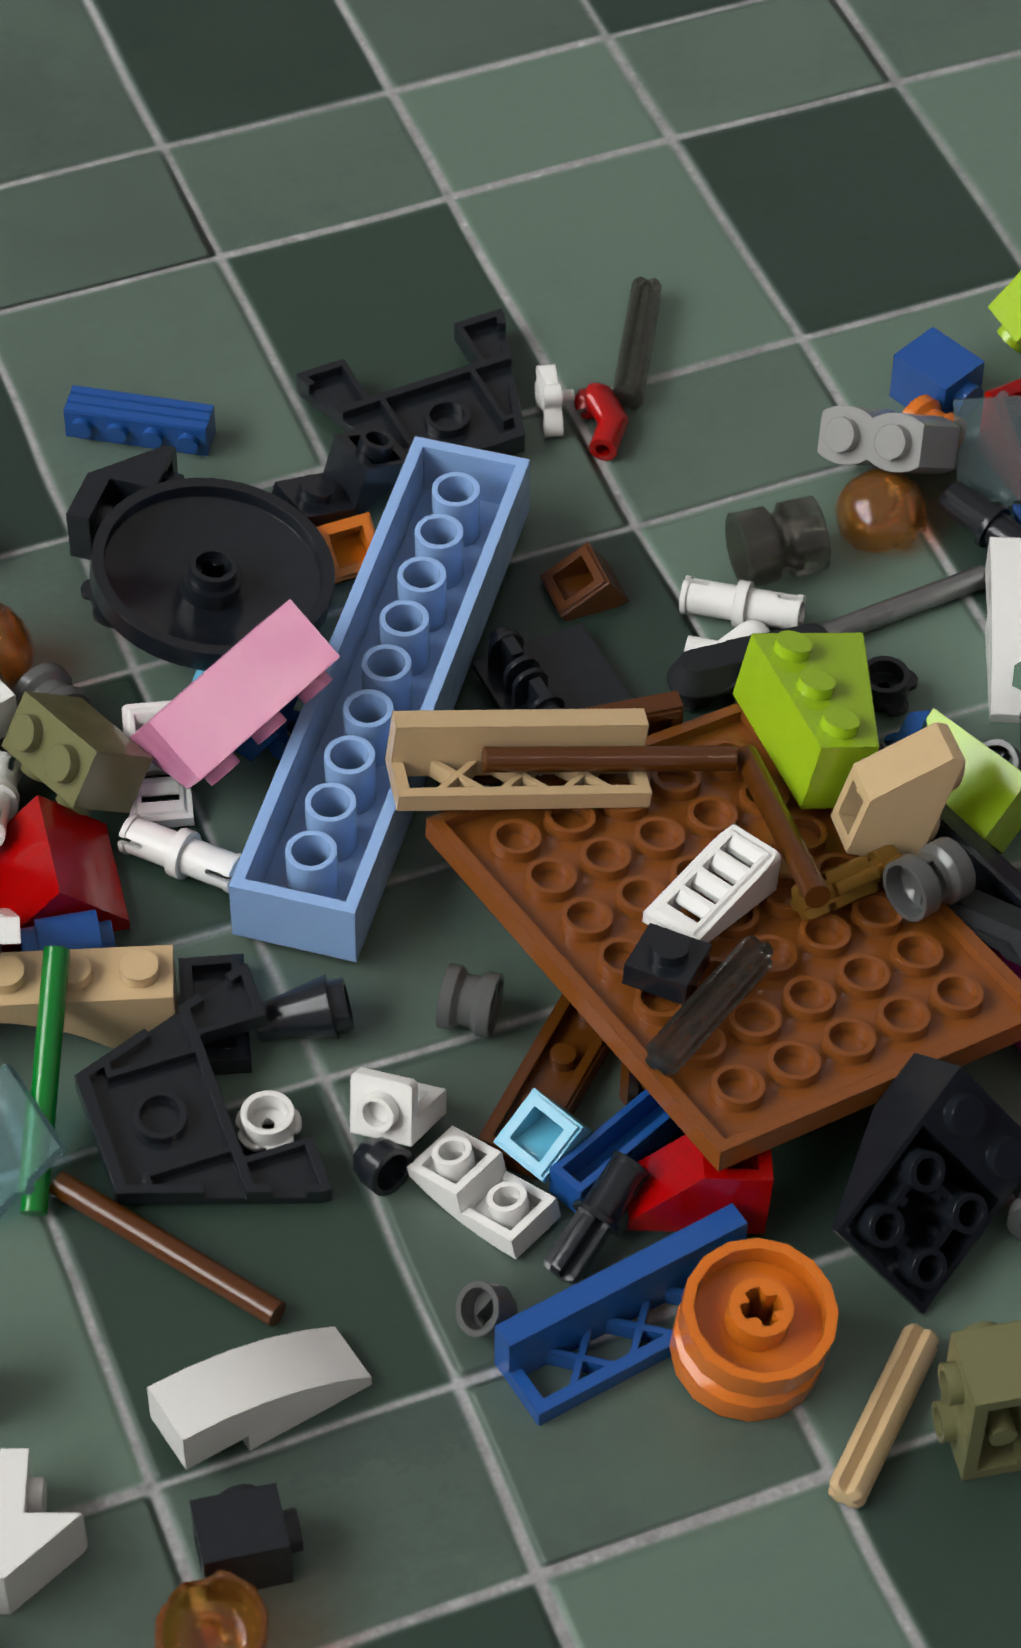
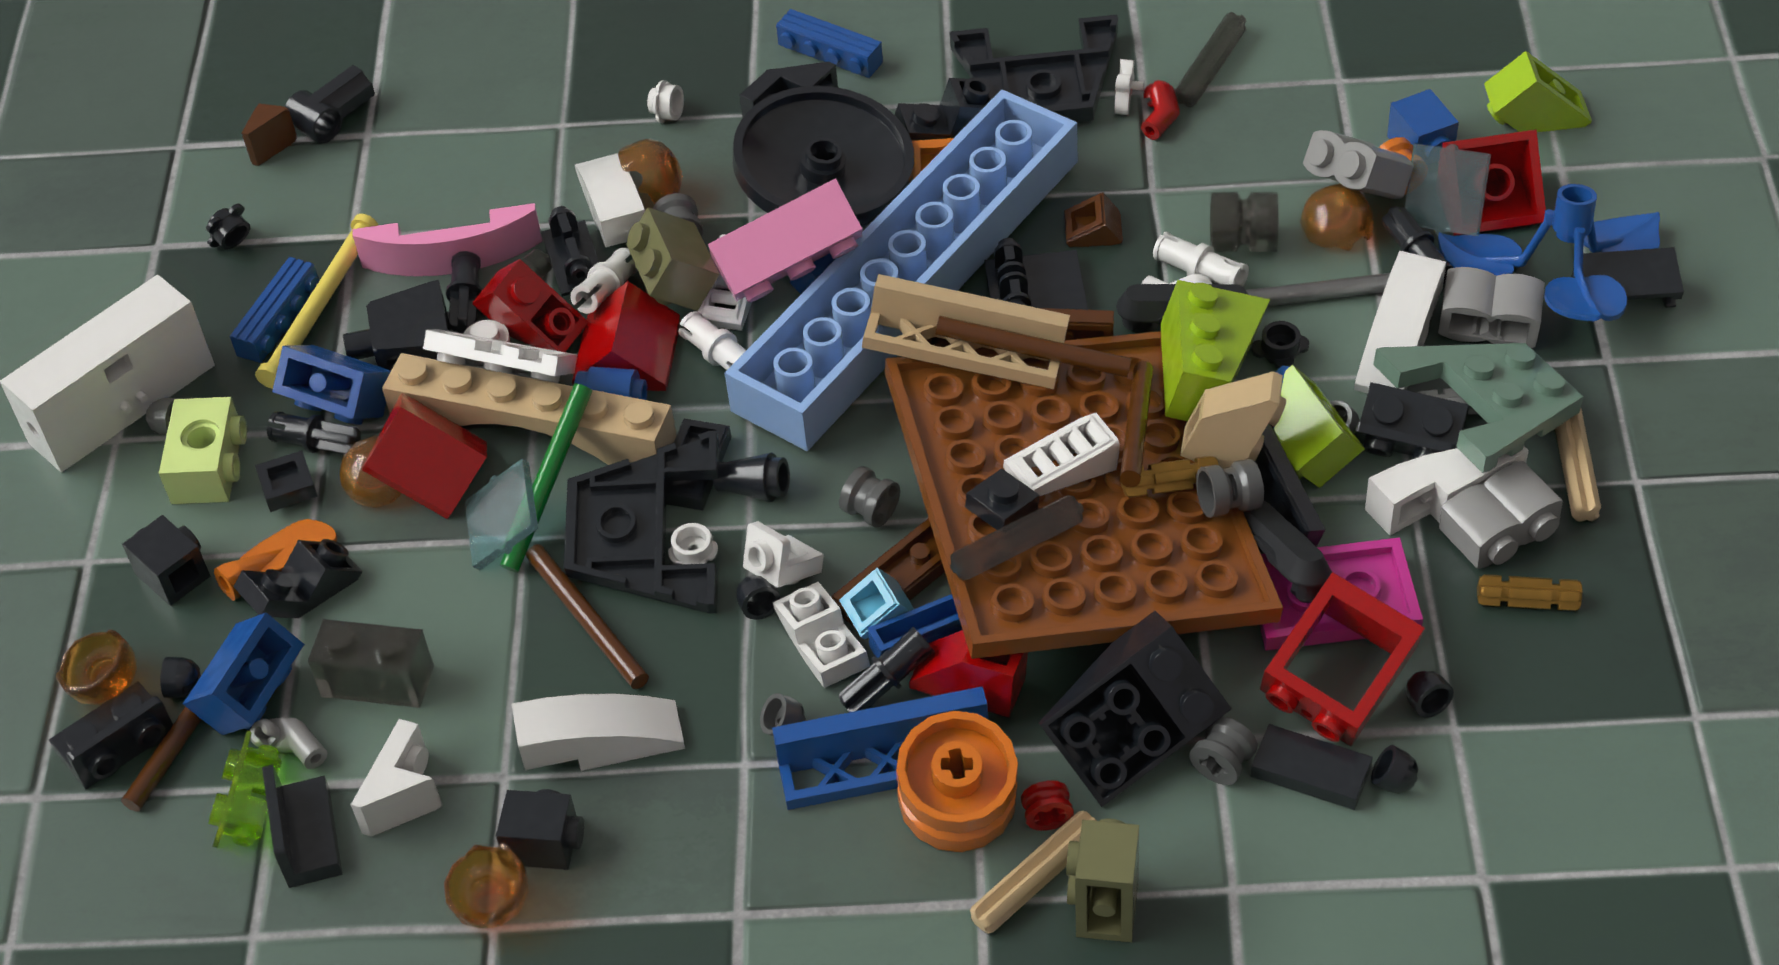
camera: 25 degrees right, 0 degrees up
(866, 1329) = (1047, 805): none -> red bush

